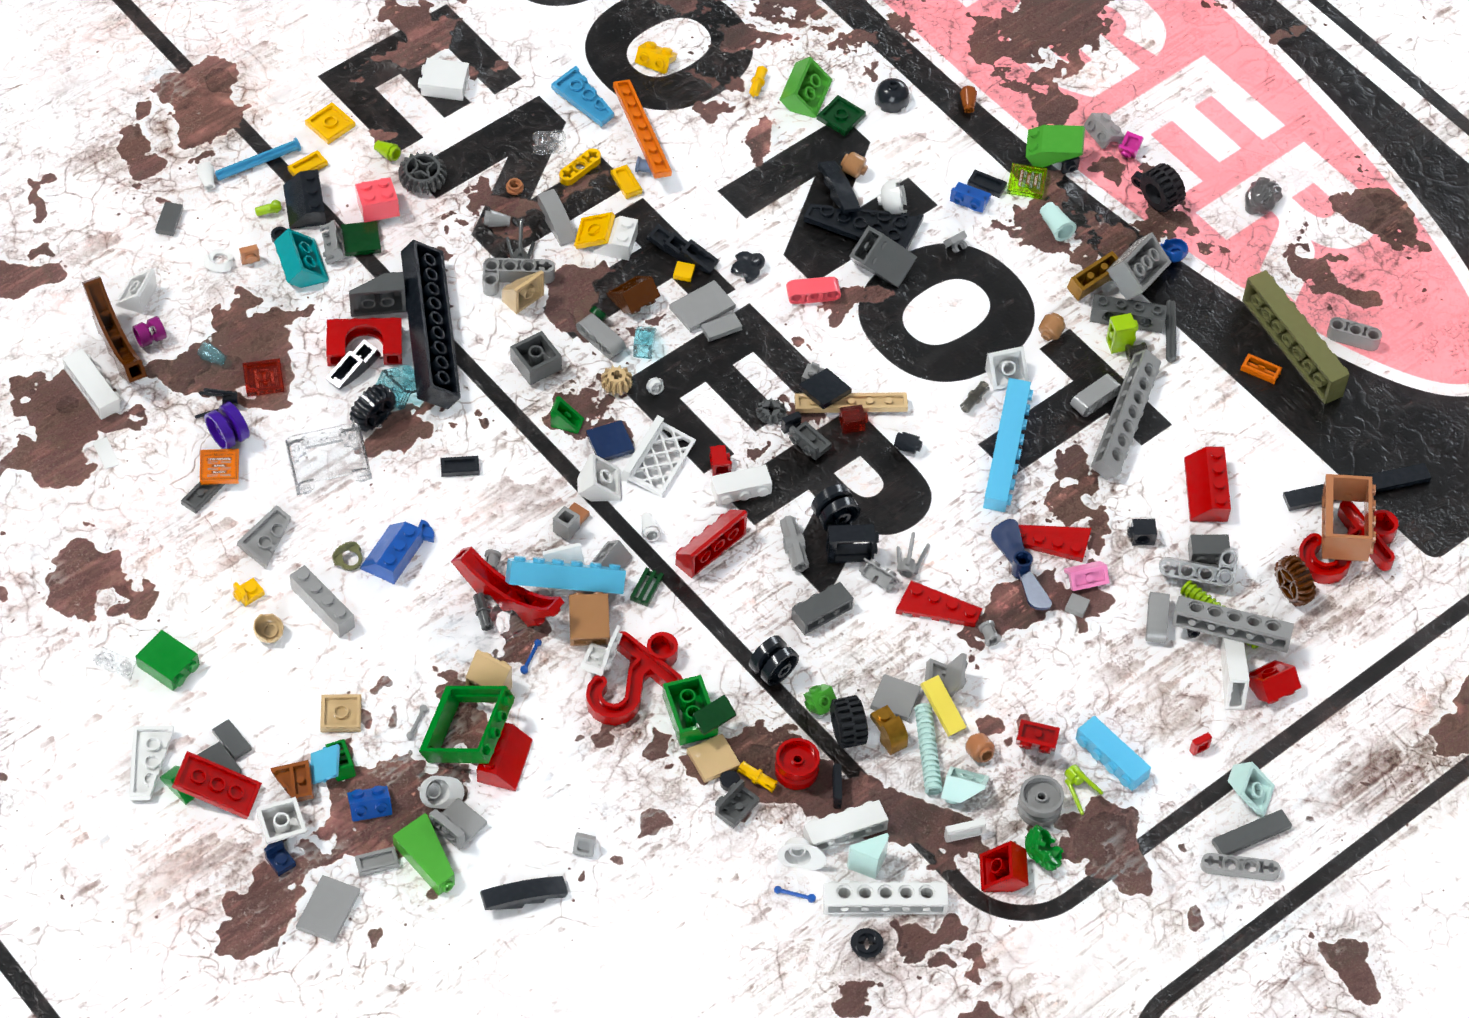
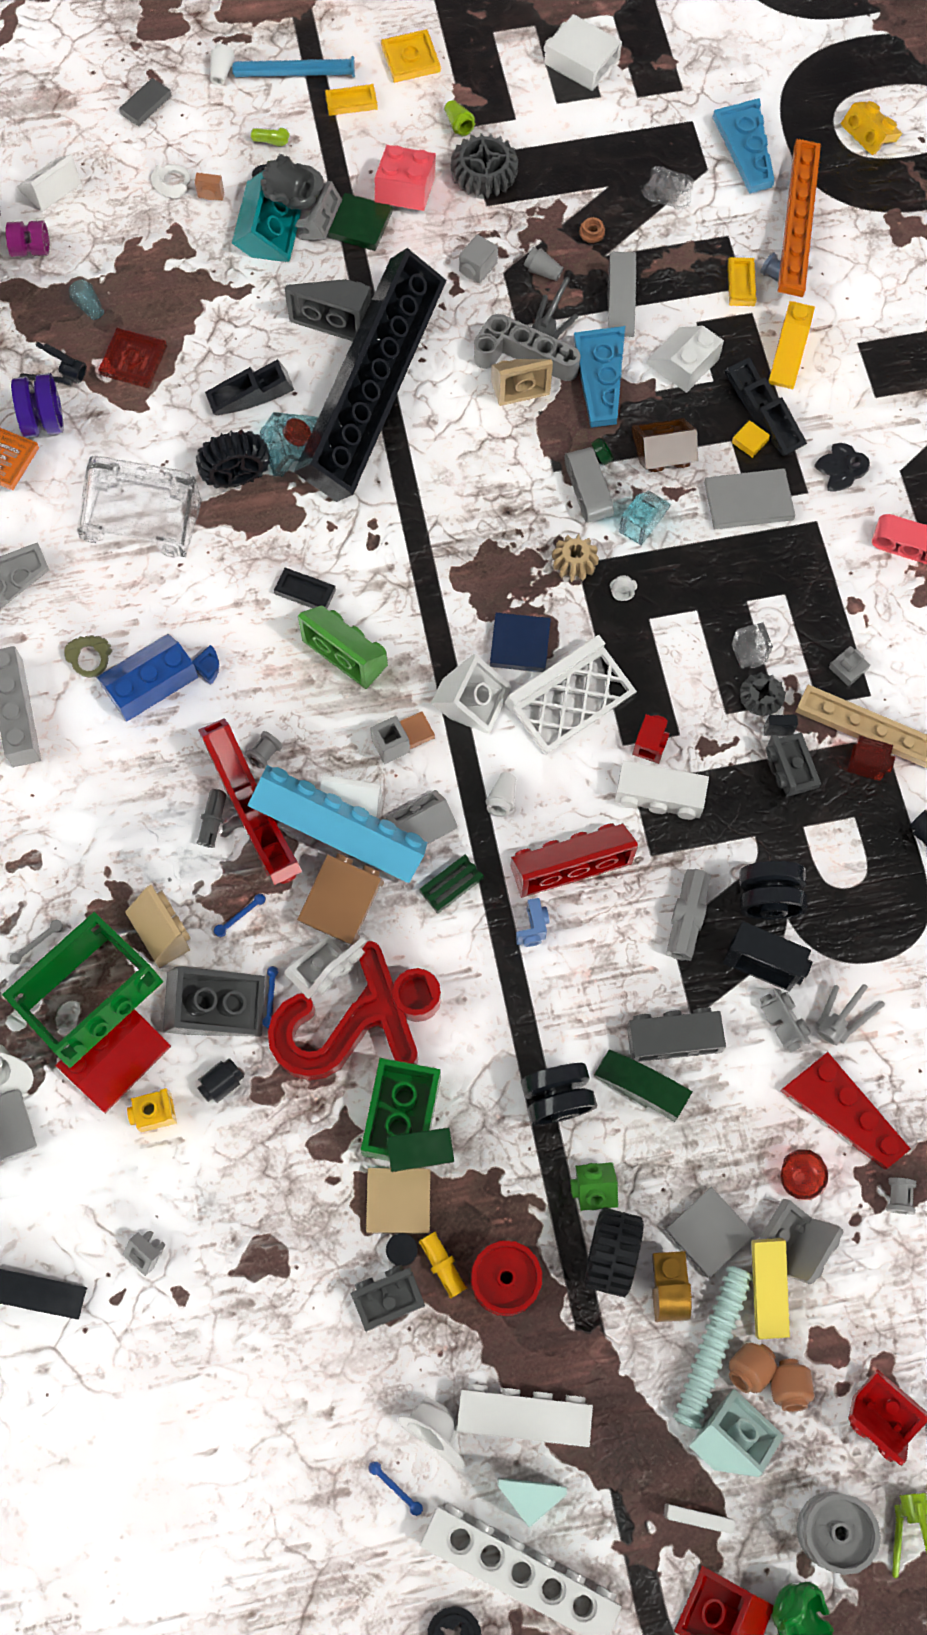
camera: 30 degrees right, 15 degrees up
(304, 200) = (323, 138): black slope -> none
(311, 230) = (291, 183): none -> dark grey hair
(343, 331) = (259, 338): red arch -> none
(404, 375) = (296, 432): none -> clear red tile
(453, 231) = (478, 258): none -> light grey brick
(505, 486) = (342, 645): none -> bright green slope
(536, 357) = (484, 479): dark grey brick -> none
(545, 705) = (213, 1003): none -> dark grey slope
(551, 775) = (162, 1115): none -> yellow brick
(565, 417) = (477, 580): green slope -> none
(570, 269) = (601, 372): none -> dark azure wing
(574, 173) = (700, 229): yellow beam -> none
(574, 742) = (220, 1081): none -> black brick
(582, 703) = (272, 972): none -> blue hinge
(594, 230) = (660, 332): yellow tile -> none
(678, 206) = (791, 344): none -> yellow slope
(709, 584) = (538, 917): none -> medium blue bracket
(721, 327) = (759, 540): light grey tile -> none
(750, 385) = (752, 645): none -> clear brick
(818, 639) = (643, 1084): none -> dark green slope
(825, 388) = (853, 696): black tile -> none
(837, 786) = (547, 1341): black tile -> none
(931, 643) = (804, 1174): none -> clear red hair
(954, 748) = (752, 1367): none -> nougat head

